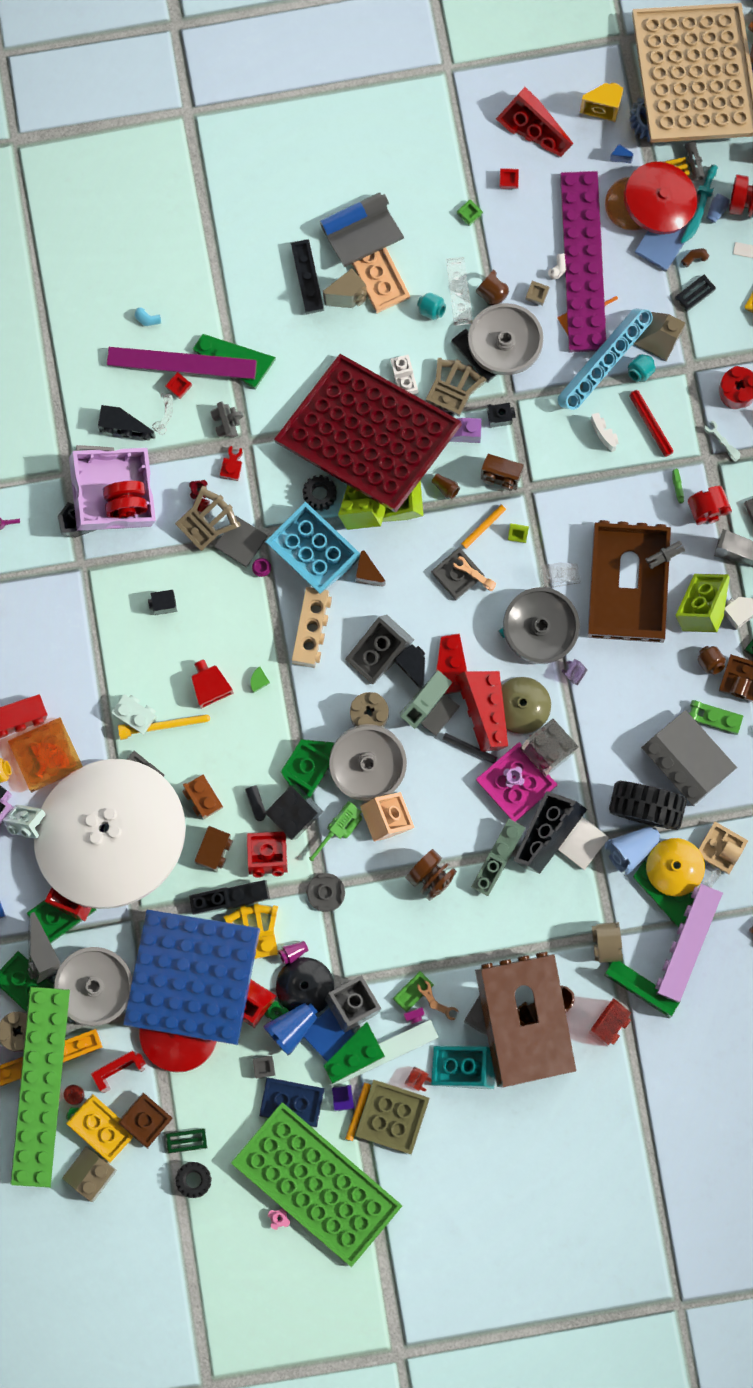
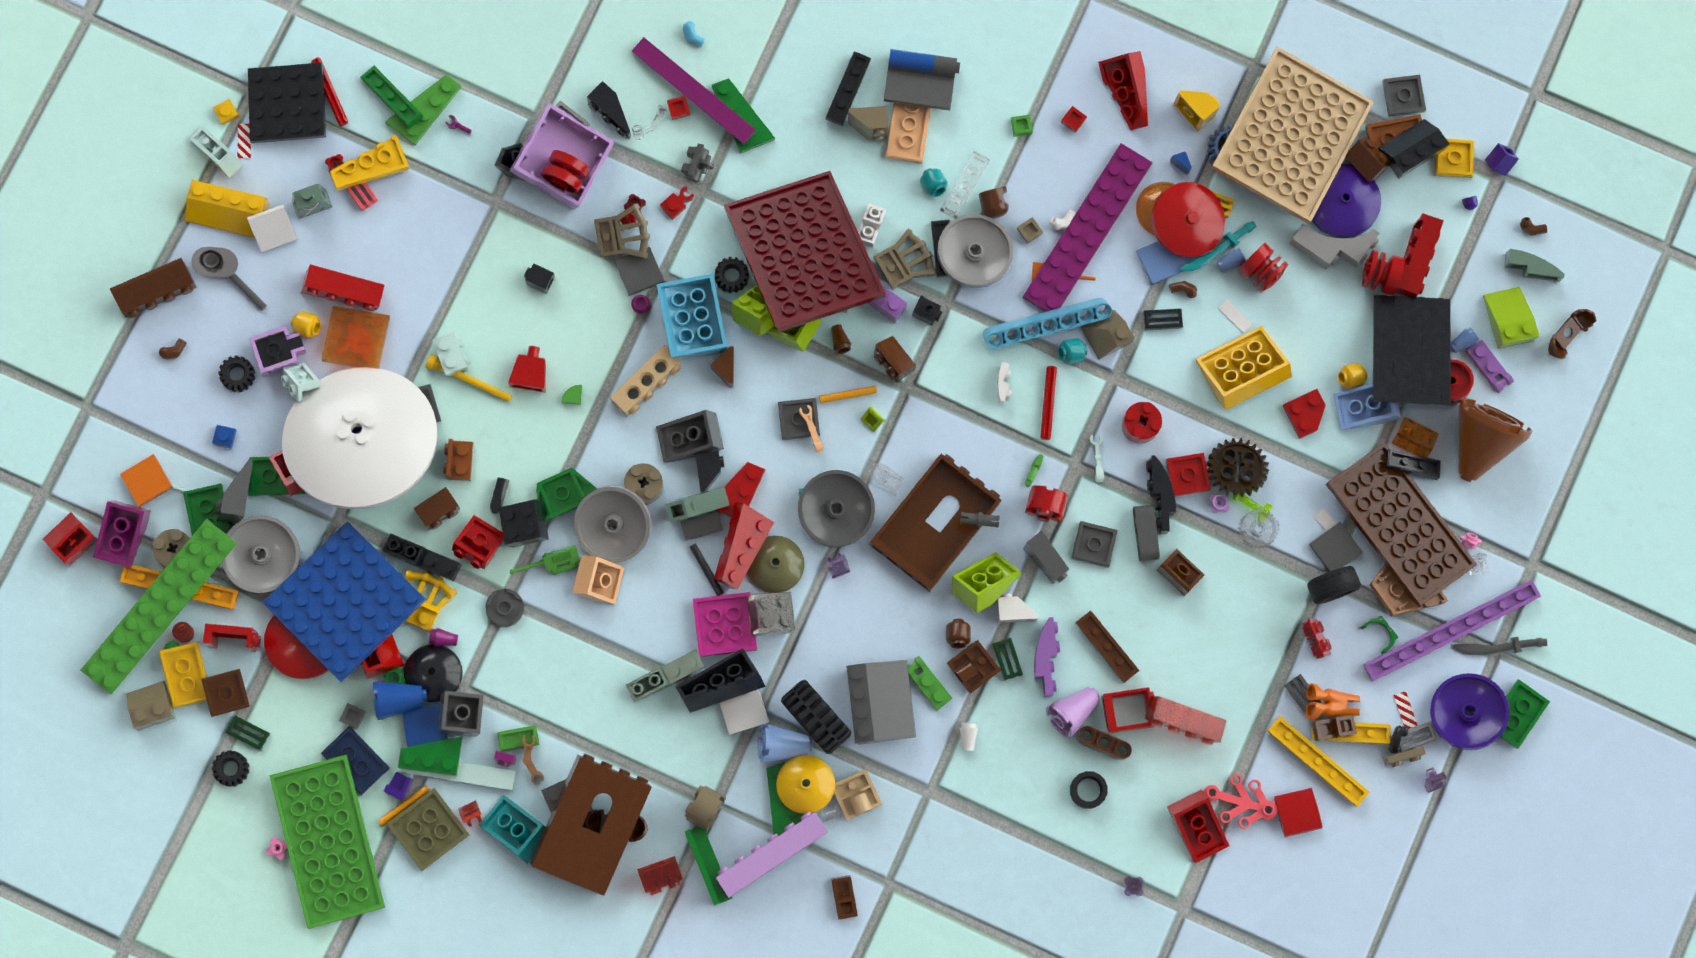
camera: 20 degrees right, 0 degrees up
(431, 875) = (599, 652): reddish brown wheel -> none
(509, 773) = (724, 613): lavender plate -> none
(691, 149) = (1238, 213): dark grey pin -> none

